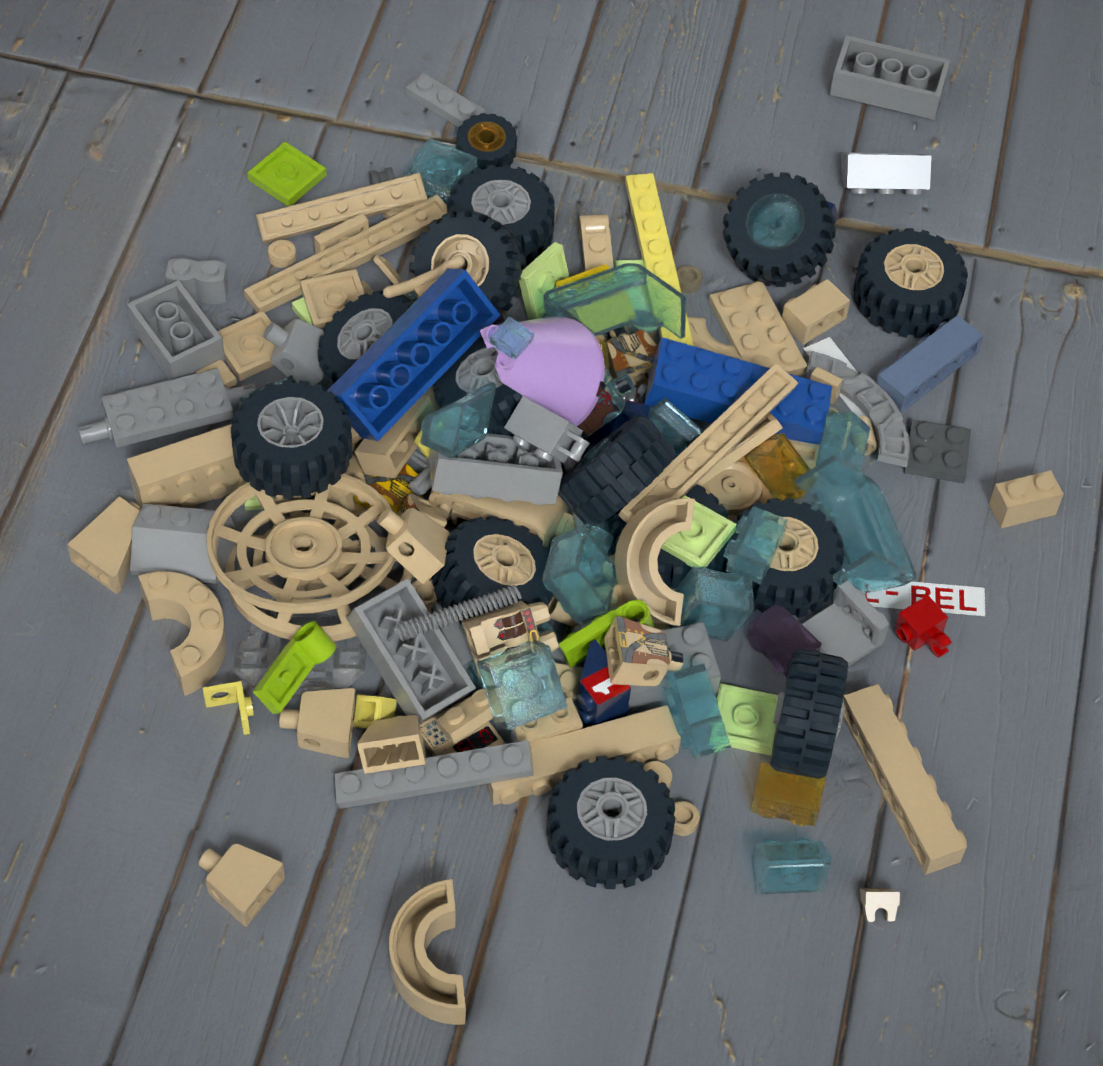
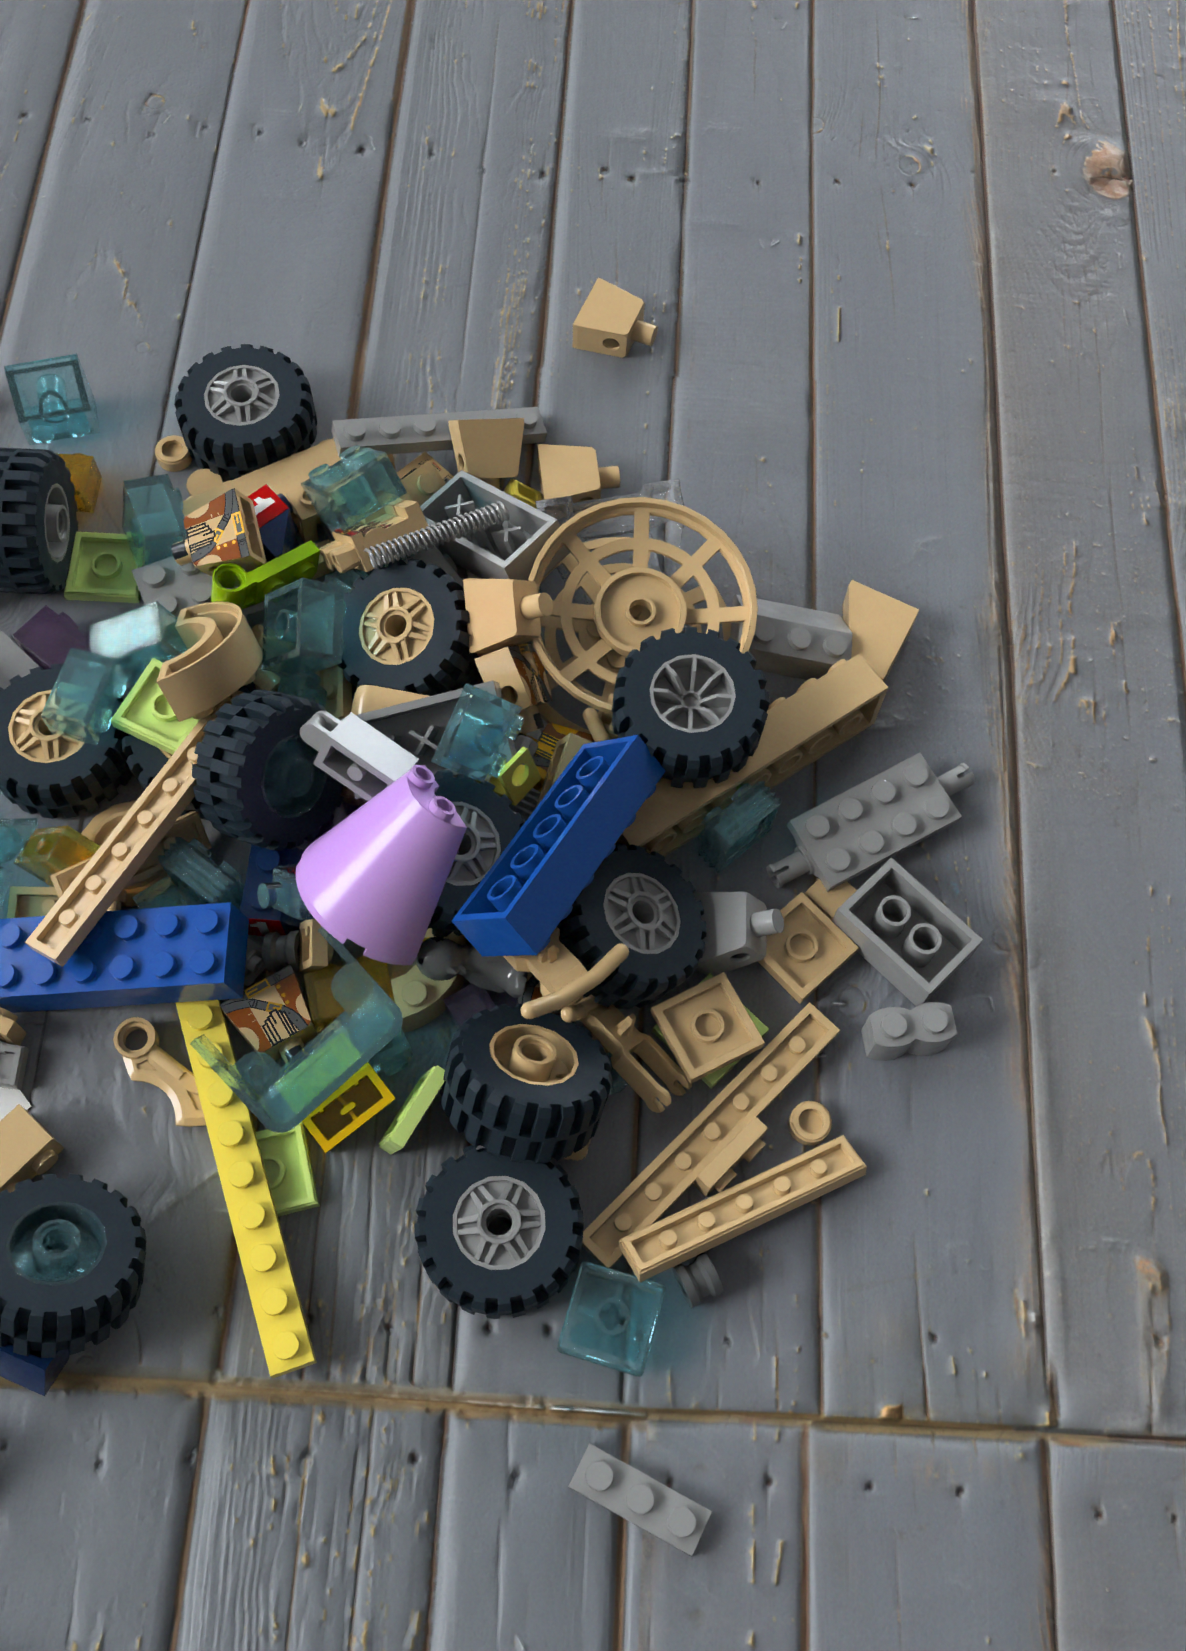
camera: 170 degrees right, 10 degrees up
(194, 605) = (775, 578): tan brick -> none
(235, 695) = (659, 472): light yellow bracket -> none
(287, 174) = (848, 1271): lime plate -> none
(291, 667) = (624, 482): lime plate -> none
(414, 975) = (422, 256): tan brick -> none
(488, 139) = (552, 1433): black wheel -> none
(512, 338) = (413, 785): clear light blue tile -> none
(595, 240) = (347, 1215): tan plate -> none
(689, 278) = (204, 1196): dark tan tile -> none
(757, 328) = (98, 1110): tan plate -> none

